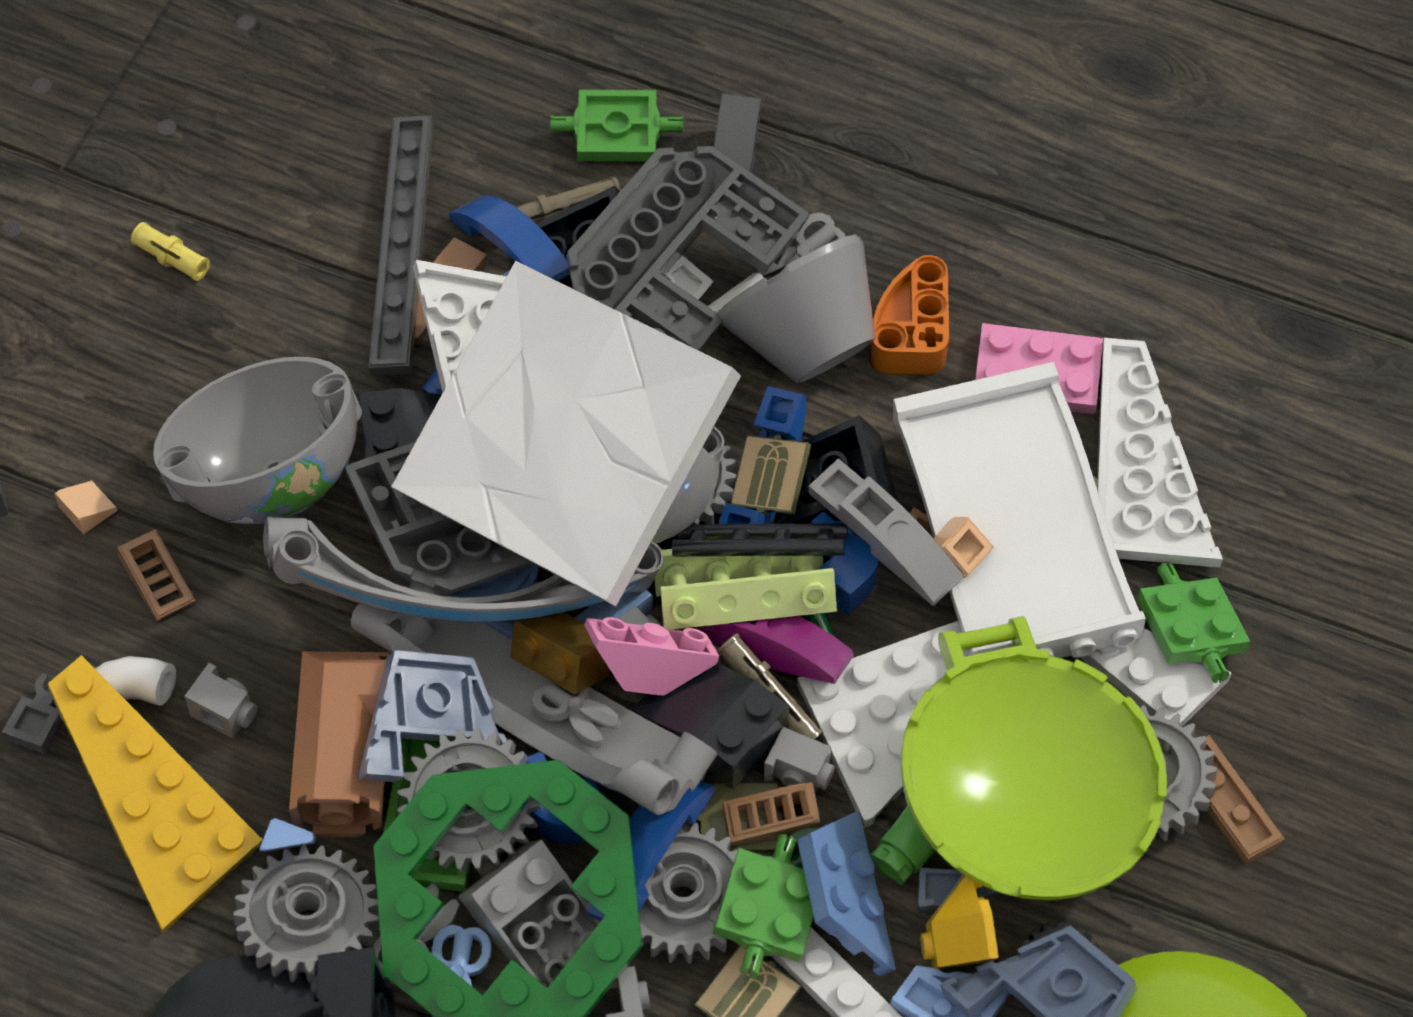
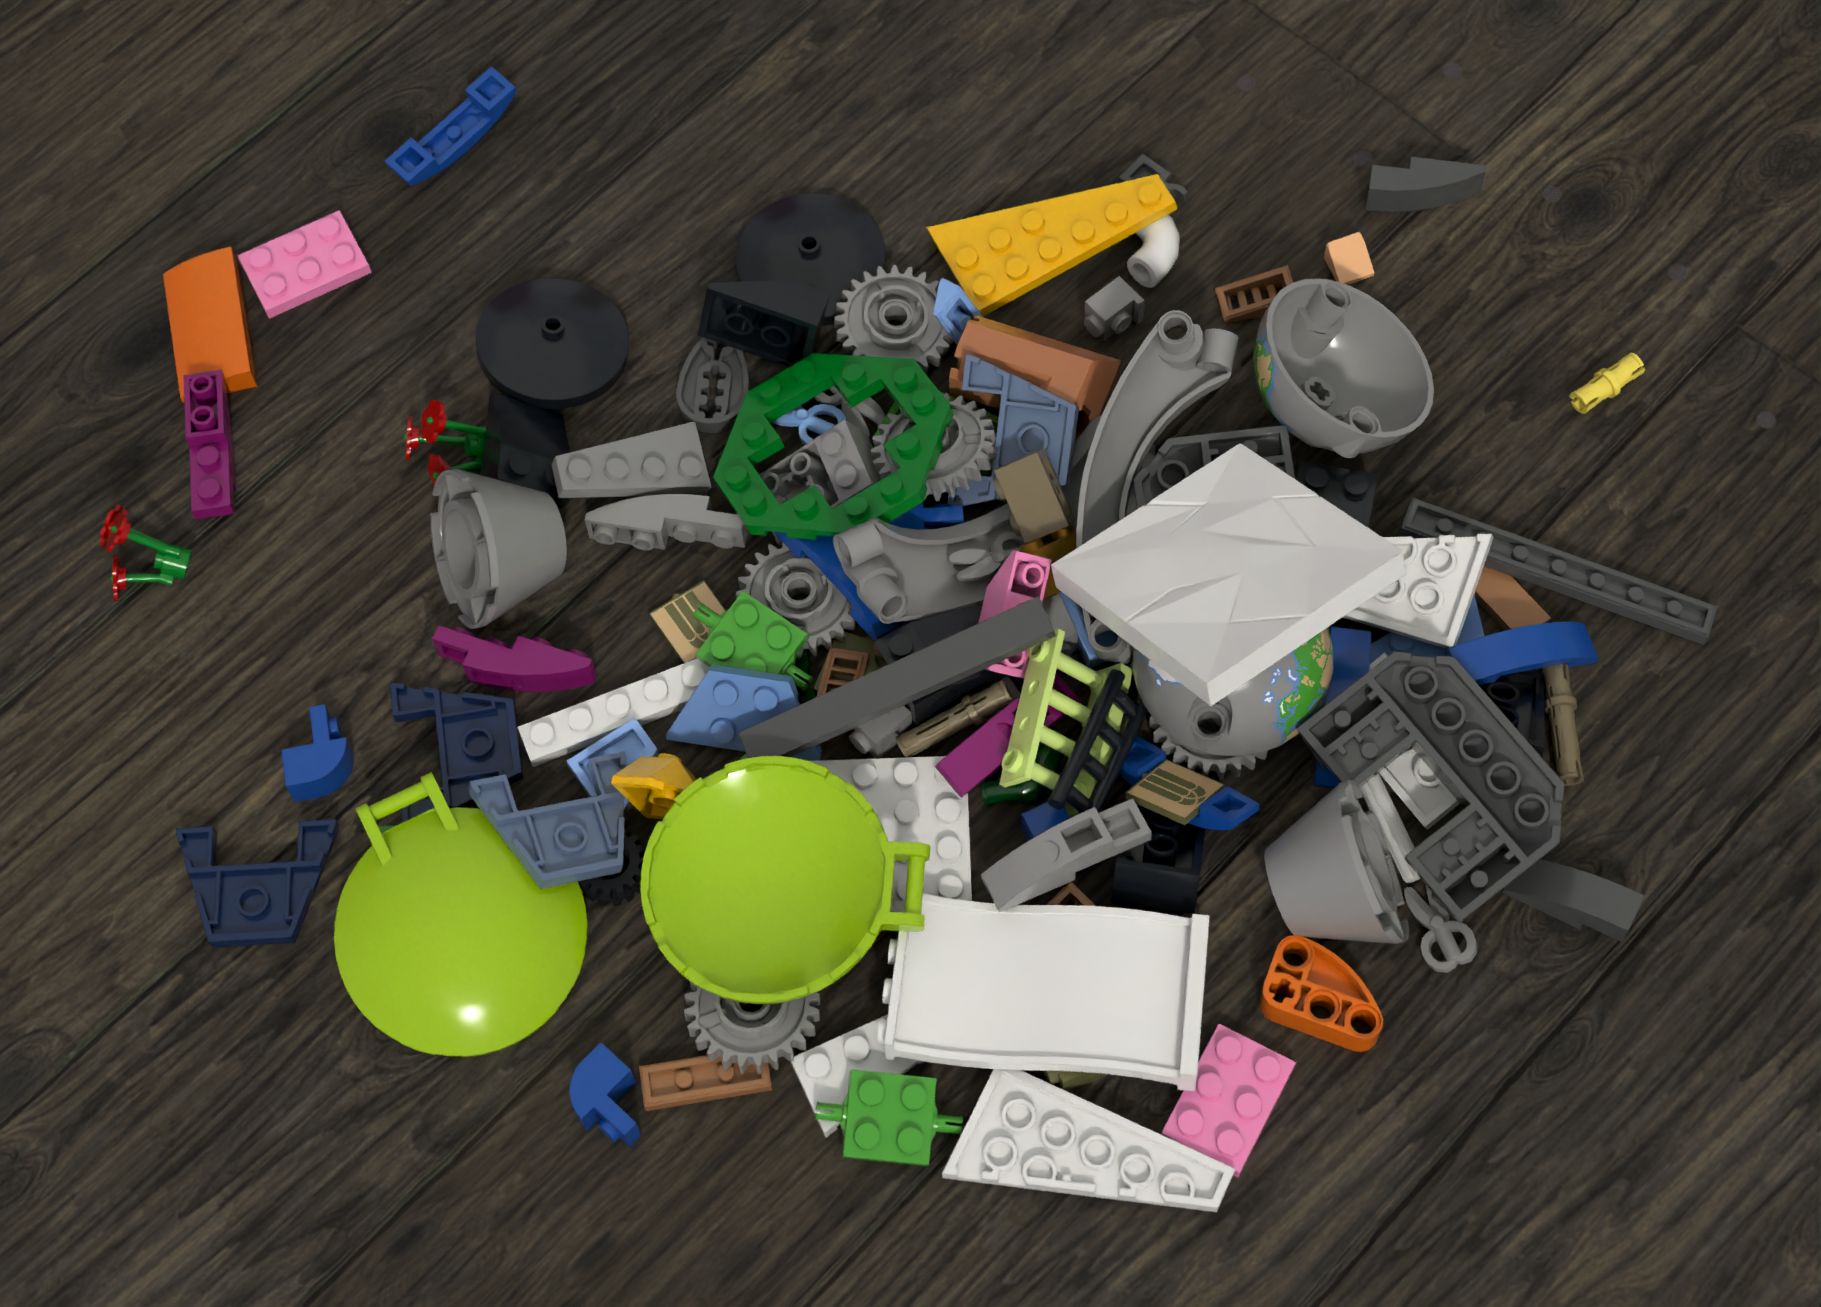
camera: 115 degrees right, 5 degrees up
(500, 678) = (1033, 496): none -> dark tan brick
(616, 125) = (1650, 803): bright green plate -> none
(781, 720) = (900, 682): none -> dark grey tile
(963, 544) = (1030, 919): light nougat slope -> none
(1293, 884) = (595, 1090): none -> blue brick

